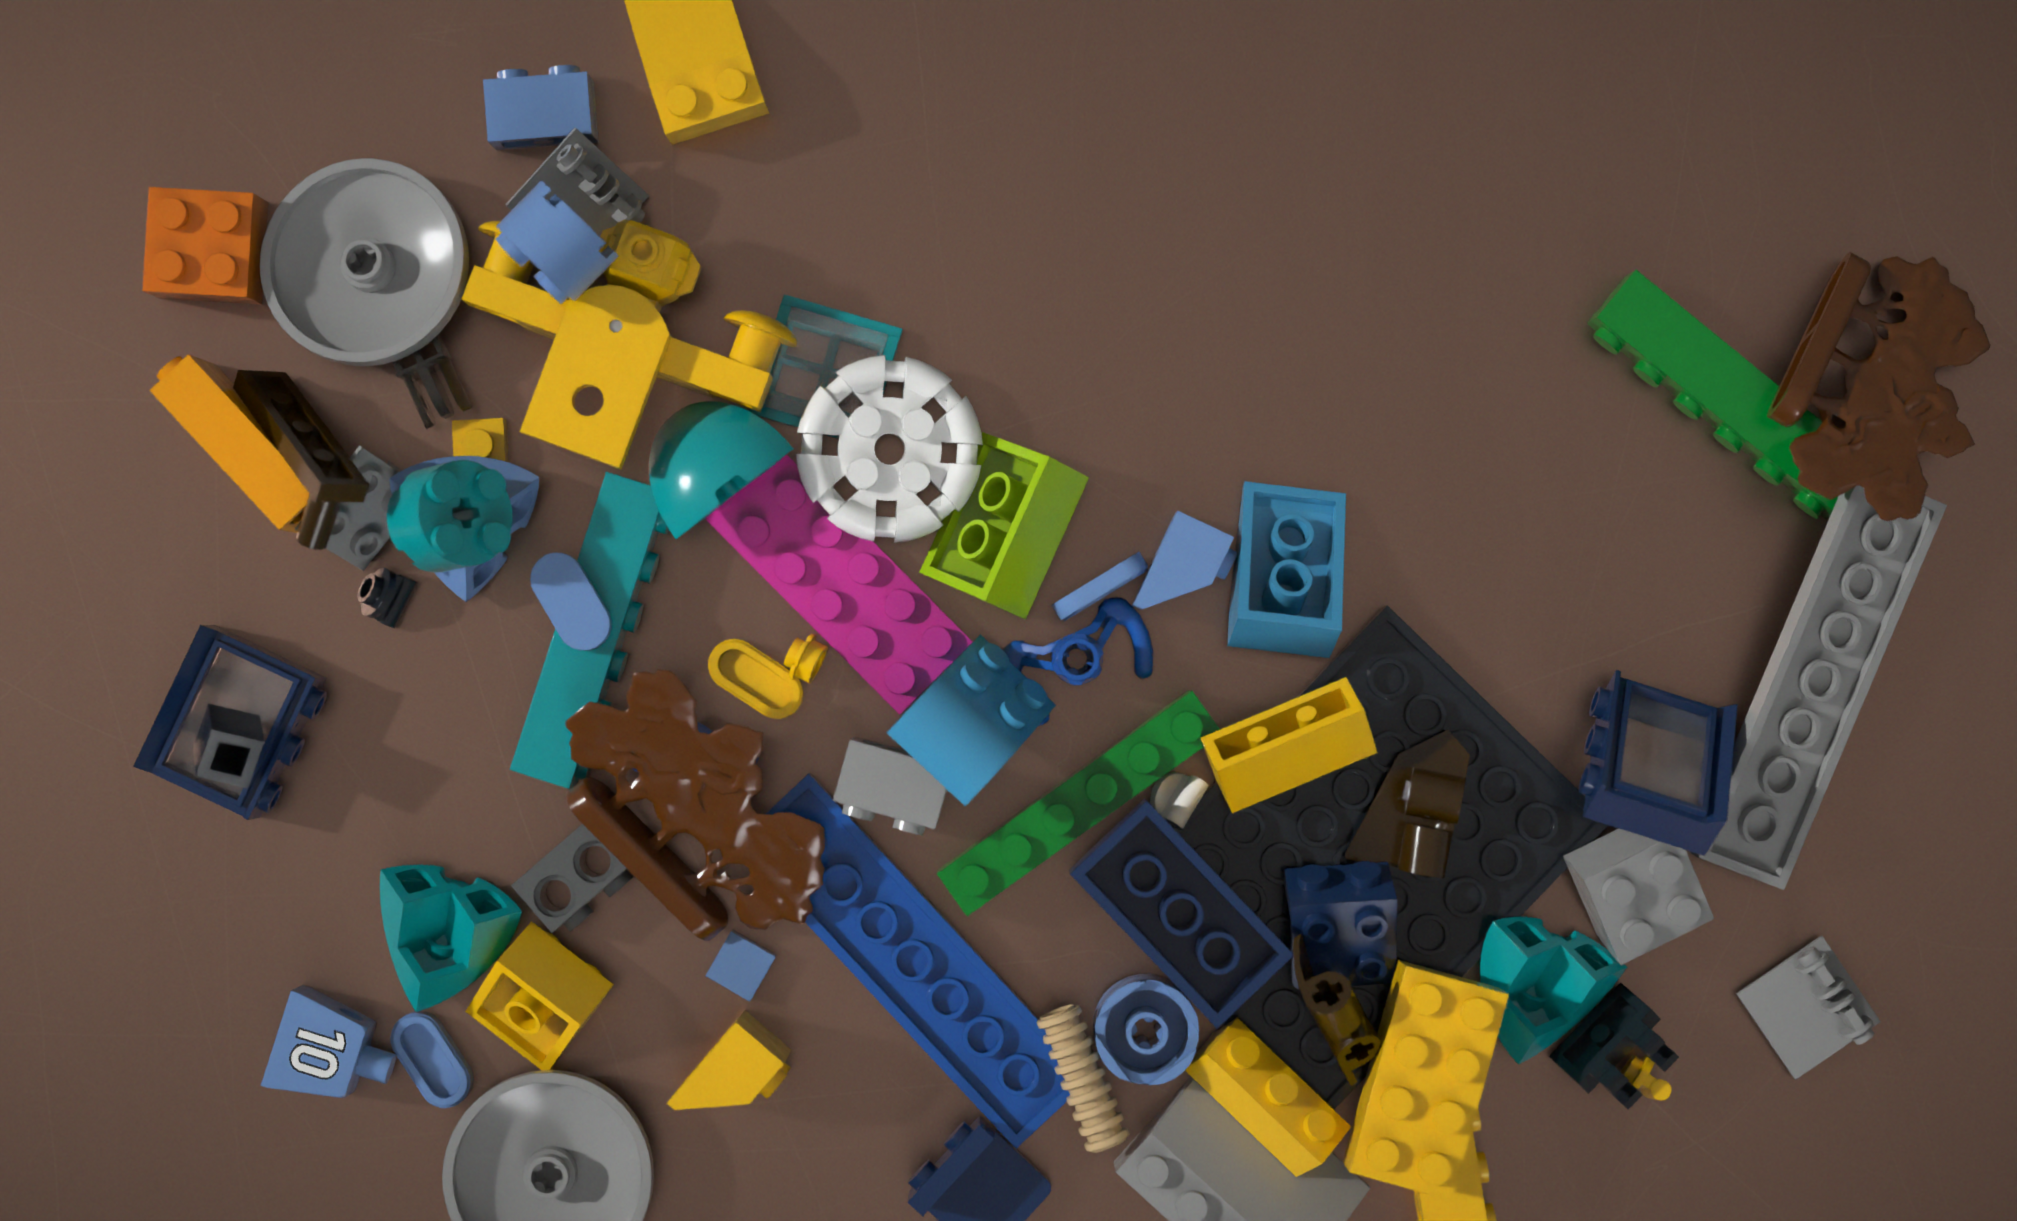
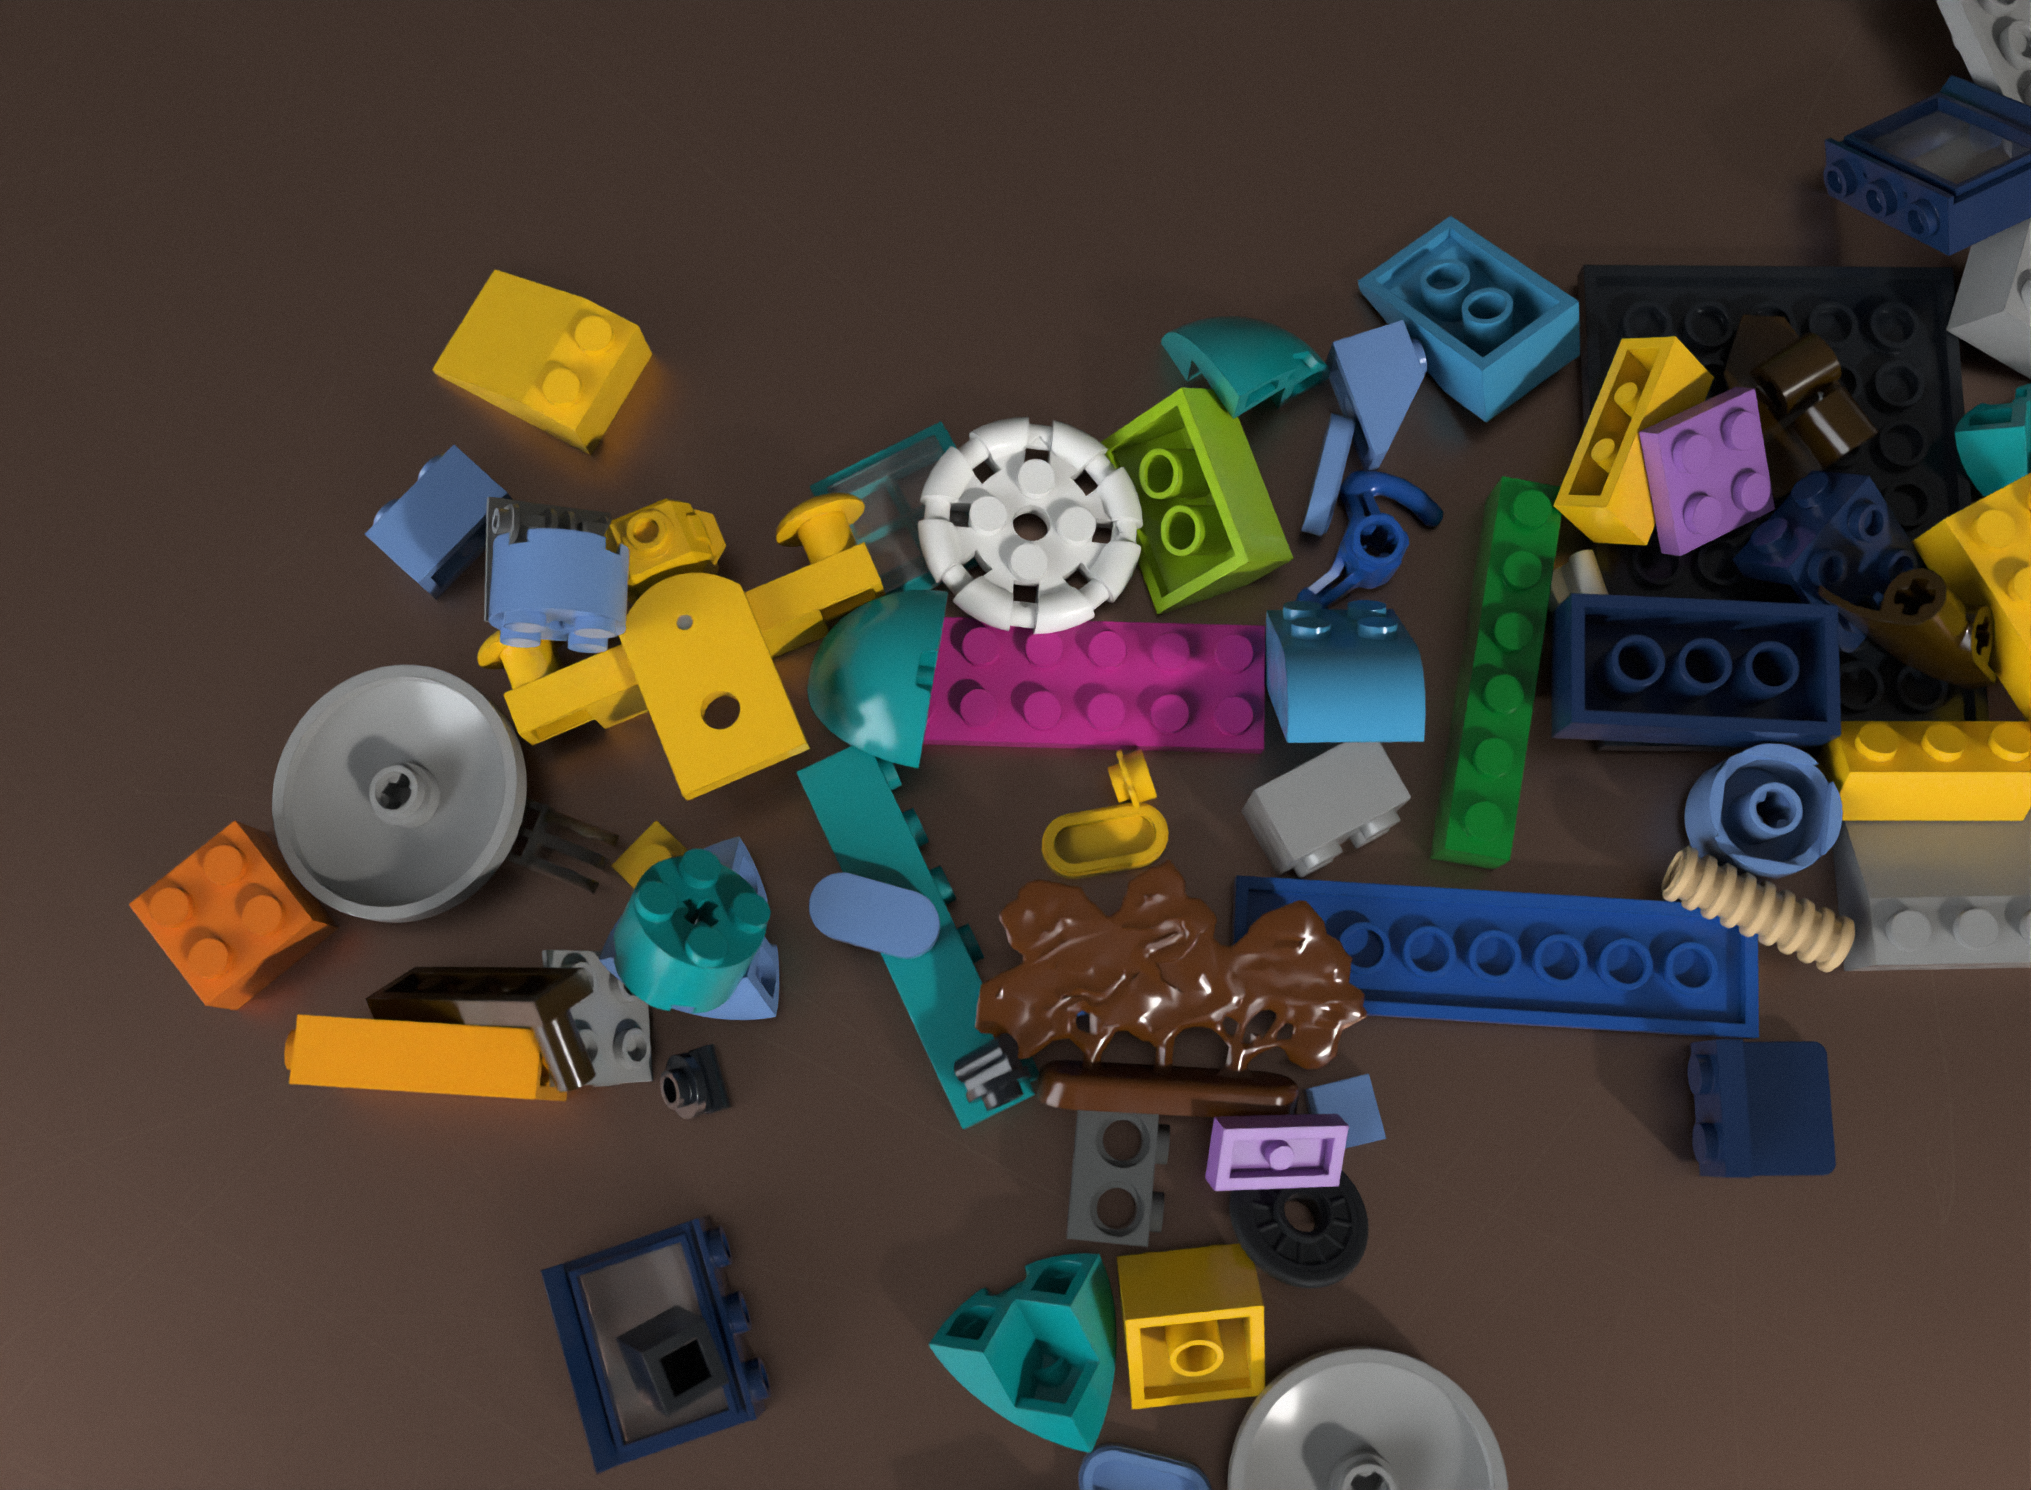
camera: 40 degrees left, 10 degrees down
(552, 755) = (992, 1072): none -> black plate
(626, 990) = (1299, 1256): none -> black wheel
(674, 950) = (1276, 1151): none -> plate
(736, 1069) = (1440, 1213): yellow slope -> none
(1120, 468) = (1245, 360): none -> teal brick
(1311, 804) = (1707, 470): none -> medium lavender plate

